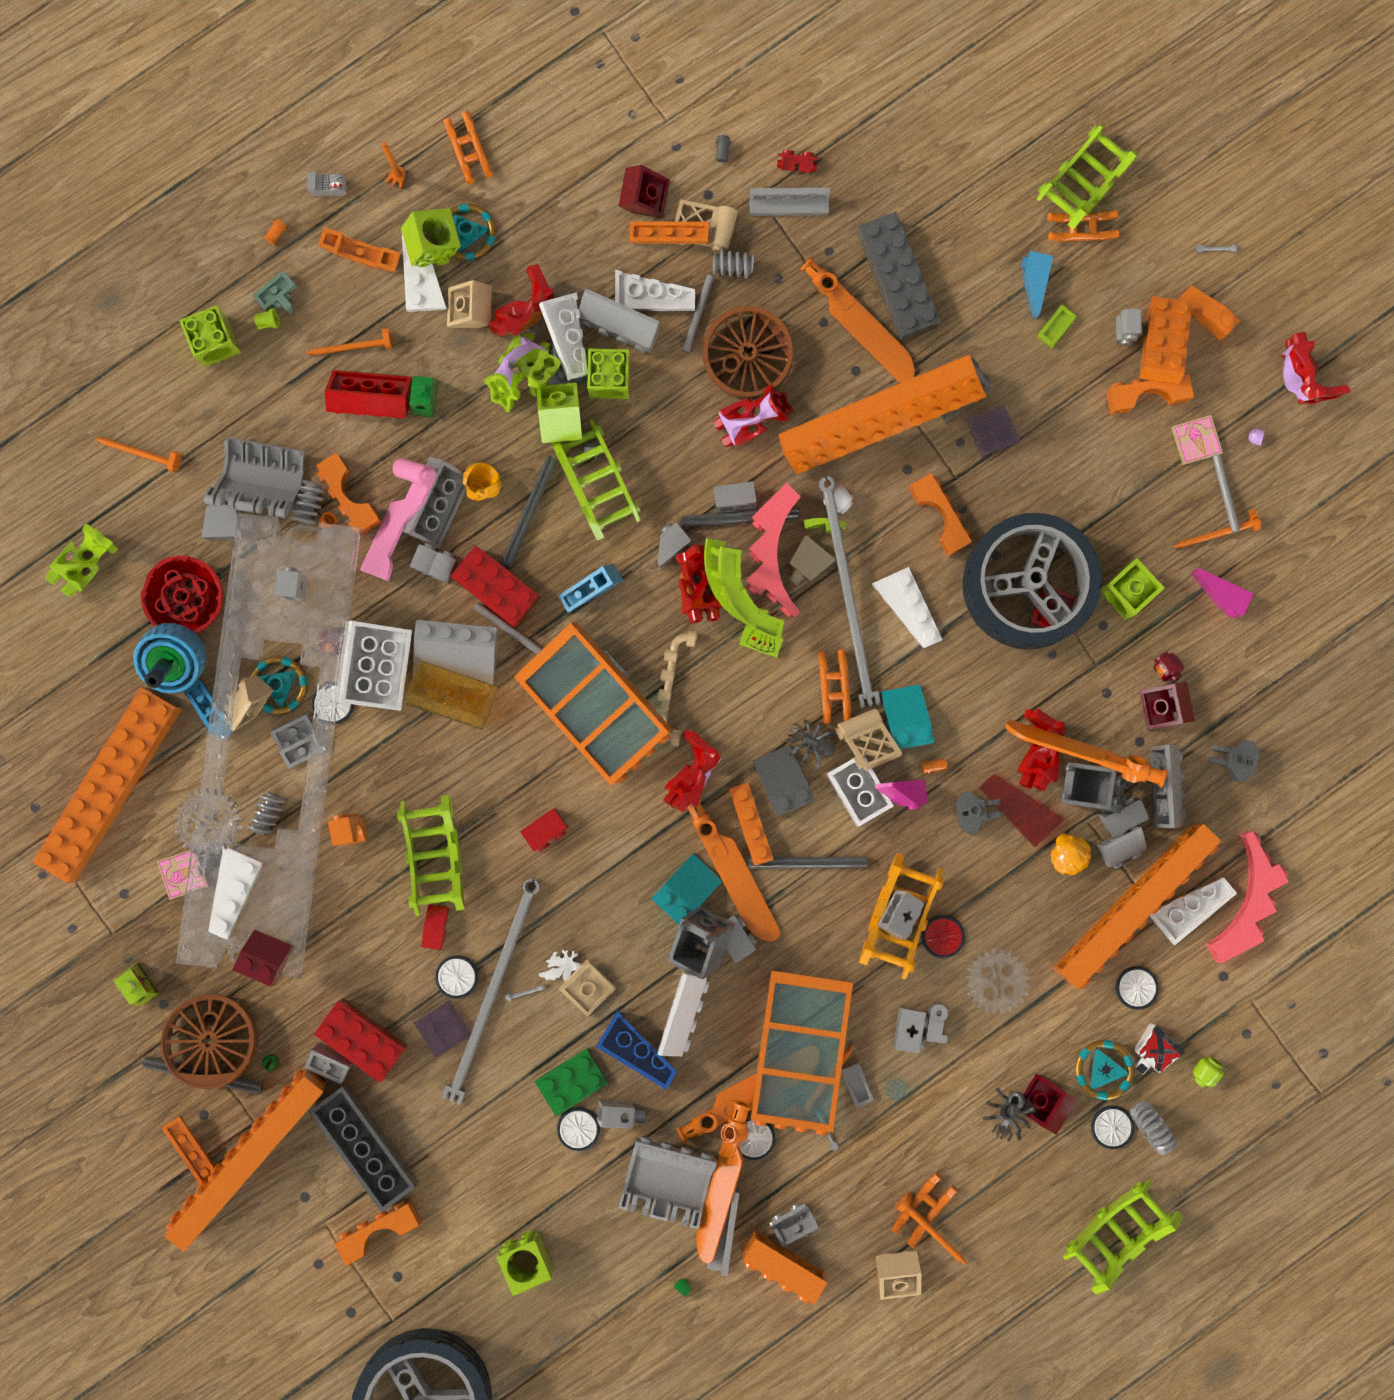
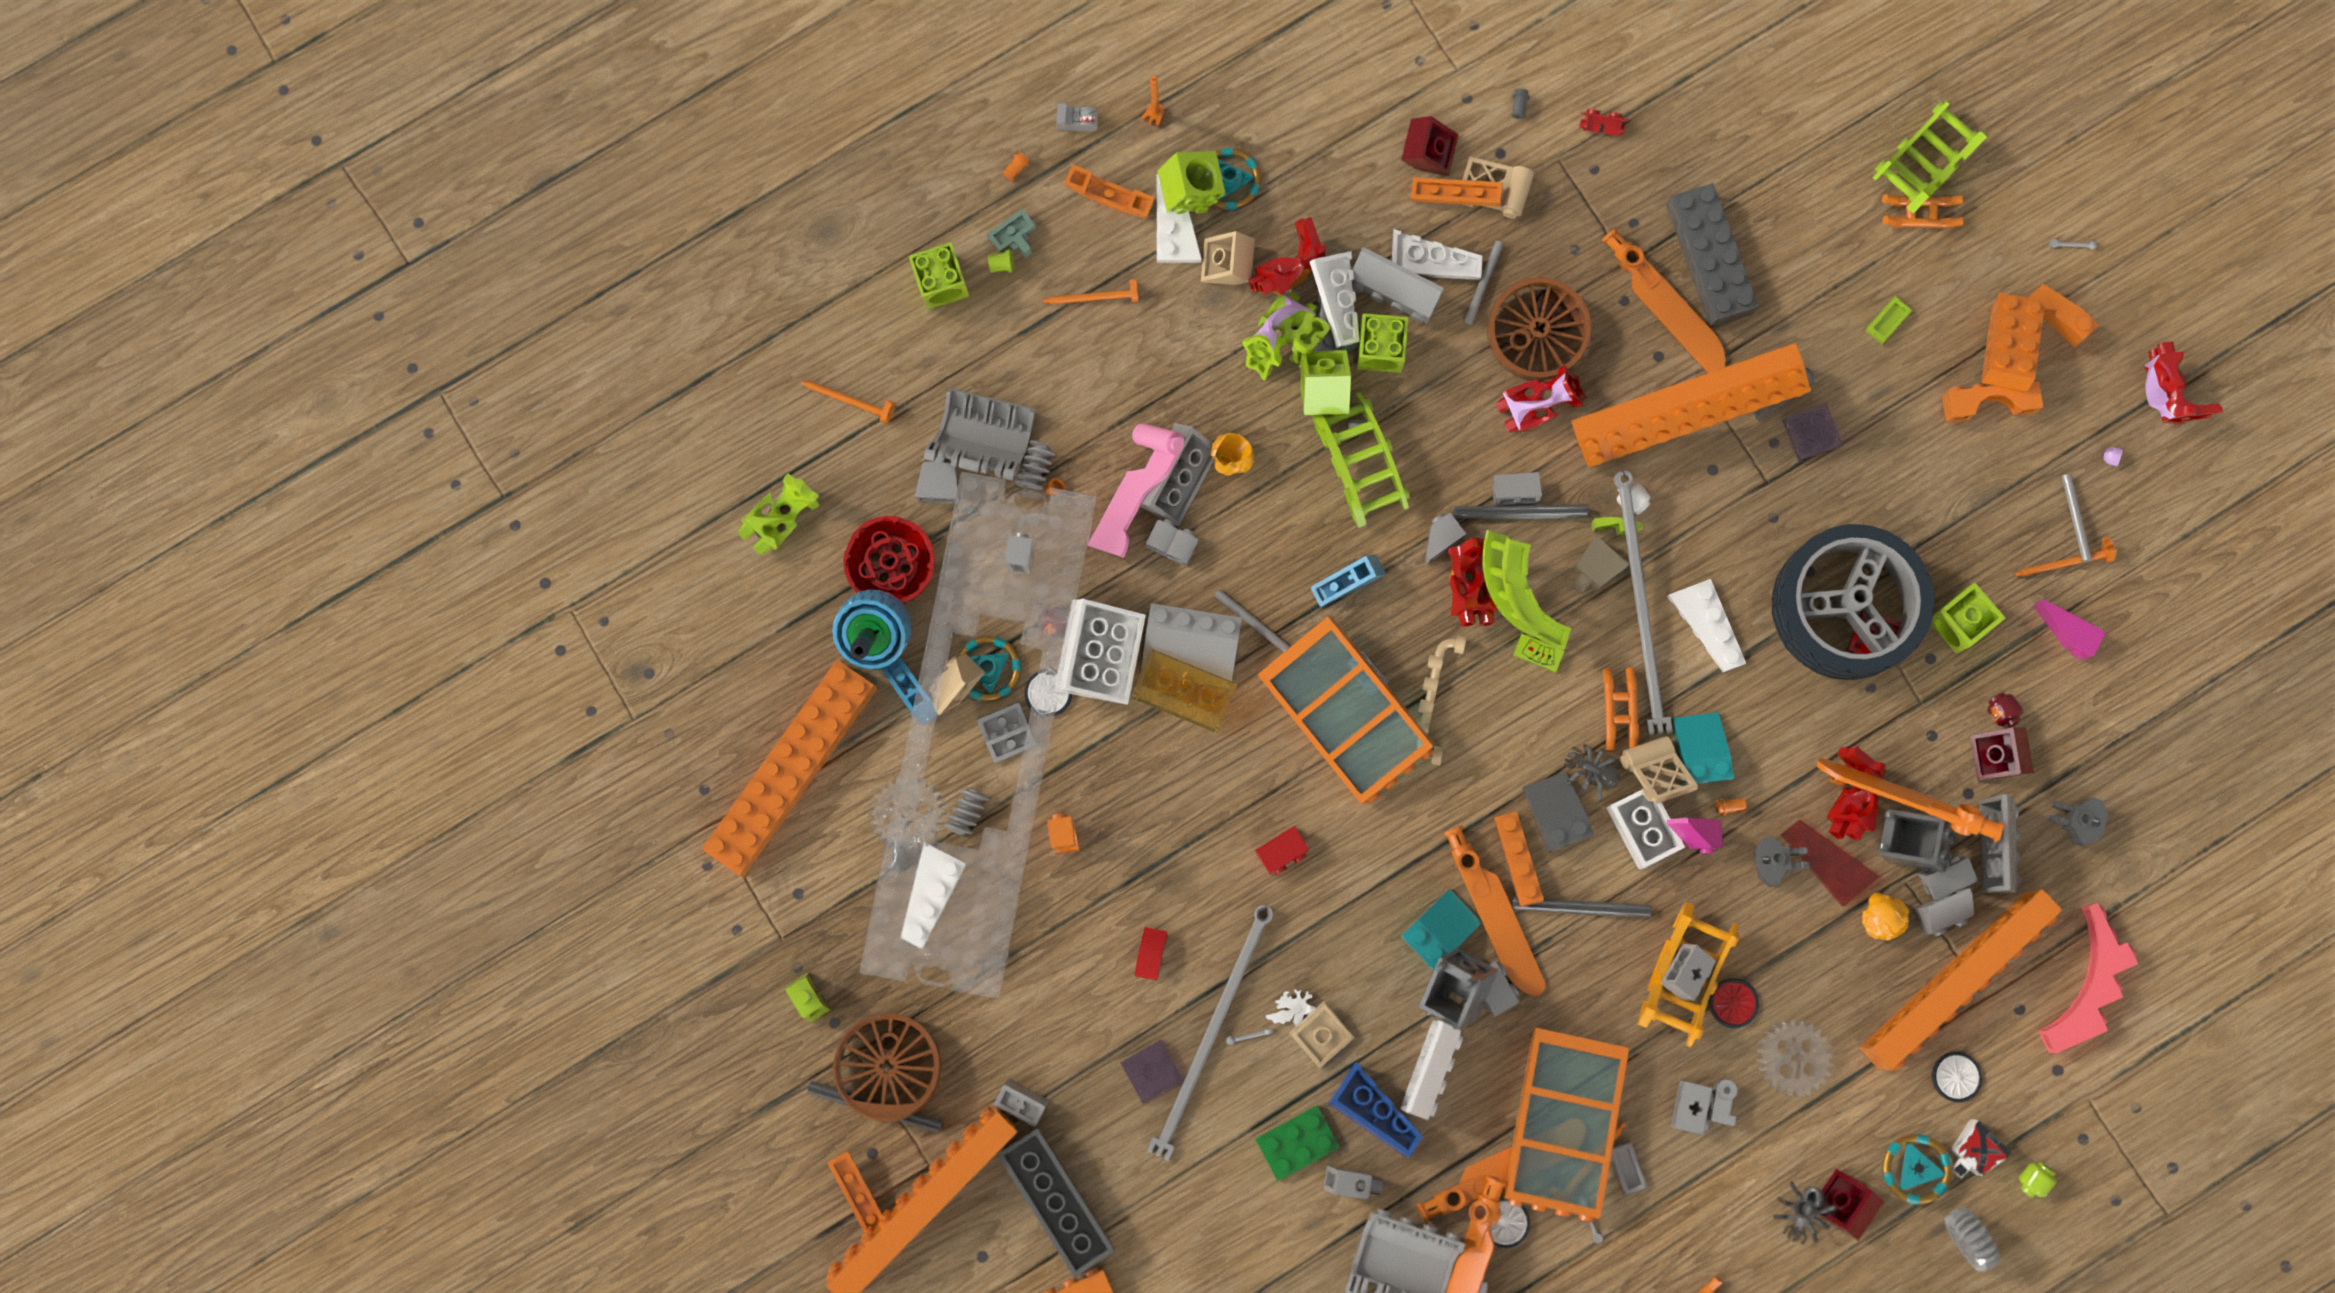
camera: 10 degrees right, 5 degrees down
(175, 873) = (862, 873): tile -> none
(263, 958) = (961, 971): dark red slope -> none
(273, 1066) = (957, 1100): green hinge -> none
(335, 473) = (1067, 435): orange arch -> none
(360, 1040) = (1059, 1077): red brick -> none
(368, 394) = (1110, 350): red slope -> none
(423, 394) = (1172, 355): green torso -> none
(451, 851) = (1173, 869): lime fence -> none
(456, 977) = (1171, 1012): white wheel -> none
(471, 137) = (1240, 75): orange piece -> none
(495, 587) = (1241, 572): red brick -> none
(529, 511) = (1282, 491): dark grey axle -> none
(578, 1129) = (1302, 1198): white wheel -> none
(688, 784) = (1451, 807): red hips -> none
(733, 264) = (1527, 230): light grey piece -> none
(767, 576) = (1549, 549): coral arch -> none
(788, 201) = (1592, 165): light grey fence -> none
(895, 1088) = (1672, 1176): clear light blue tile -> none
(928, 492) = (1737, 496): orange arch -> none
(1035, 278) = (1866, 267): dark azure slope -> none
(1112, 1127) = (1923, 1238): white wheel -> none
(1128, 326) = (1971, 324): light grey brick -> none
(1190, 910) = (2019, 992): white wing -> none
(1196, 440) = (2044, 456): tile -> none

